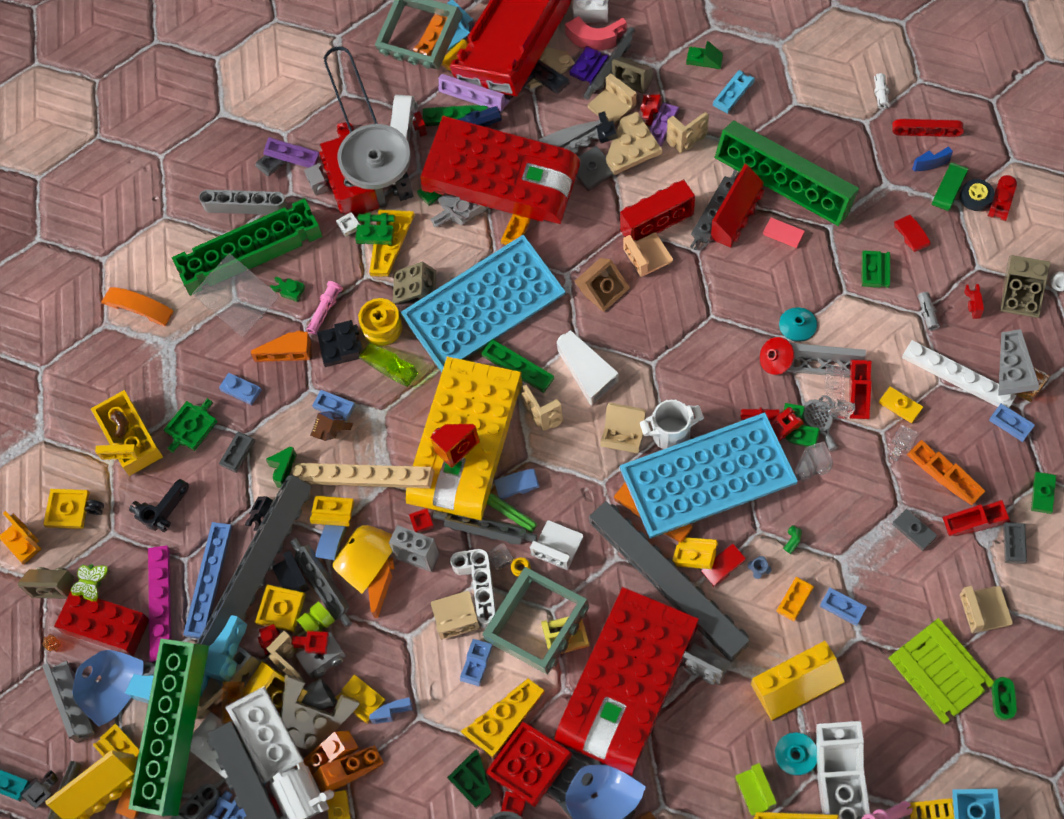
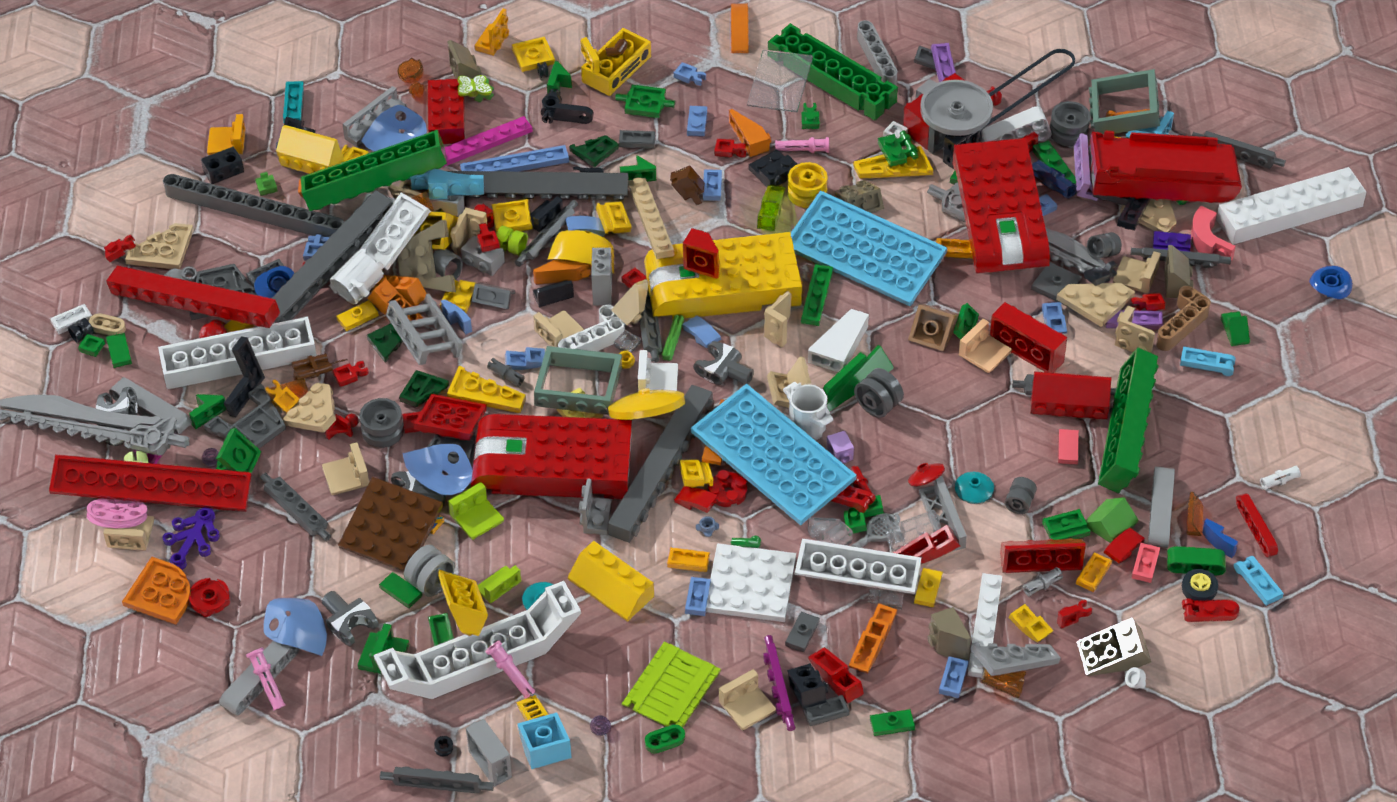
camera: 60 degrees right, 15 degrees down
(22, 639) = (410, 70): none -> clear orange hair
(115, 495) = (559, 78): none -> green slope
(175, 374) = (689, 73): none -> medium blue plate
(231, 496) = (595, 150): none -> dark green wing
(293, 374) = (727, 148): none -> red plate
(377, 663) = (492, 295): none -> dark grey panel
(386, 792) = (385, 341): none -> dark green wing
(399, 768) = (413, 339): none -> light grey fence
(401, 604) = (554, 293): none -> black panel
(417, 80) = (1068, 122): none -> dark grey wheel
(463, 534) = (632, 303): none -> tan slope
(486, 687) = (506, 372): none -> dark grey pin
(570, 478) = (725, 365): none -> dark grey connector
(574, 113) = (1104, 245): none -> dark grey wheel
(603, 251) = (966, 321): none -> green plate
(603, 566) = (646, 404): none -> yellow dish
(631, 370) = (843, 384): none -> green wedge
(633, 187) = (1054, 316): none -> medium blue slope
(663, 781) = (474, 511): none -> lime bracket
(670, 357) = (879, 393): none -> dark grey wheel
(675, 75) = (1193, 312): none -> medium nougat beam
(715, 415) = (840, 446): none -> lavender brick
(721, 521) = (732, 480): none -> red plate
(828, 288) = (1020, 495): none -> dark grey wheel
(840, 552) = (751, 582): none -> white plate
(870, 454) = (858, 566): none -> white slope
(878, 232) = (1112, 519): none -> bright green slope
(883, 189) = (1161, 507): none -> light grey beam
(898, 170) = (1194, 515): none -> clear orange slope
(902, 298) = (1042, 555): none -> red slope
(933, 267) = (1093, 572): none -> light orange plate
(937, 224) = (1145, 562): none -> coral plate
(966, 571) = (778, 690): none -> magenta plate
(971, 339) = (1029, 624): none -> yellow slope
(971, 749) = (600, 721): none -> clear purple plate
(973, 405) = (949, 634): none -> dark tan slope
(985, 150) = (1259, 580): none -> medium azure plate
(988, 553) = (807, 686): none -> black brick

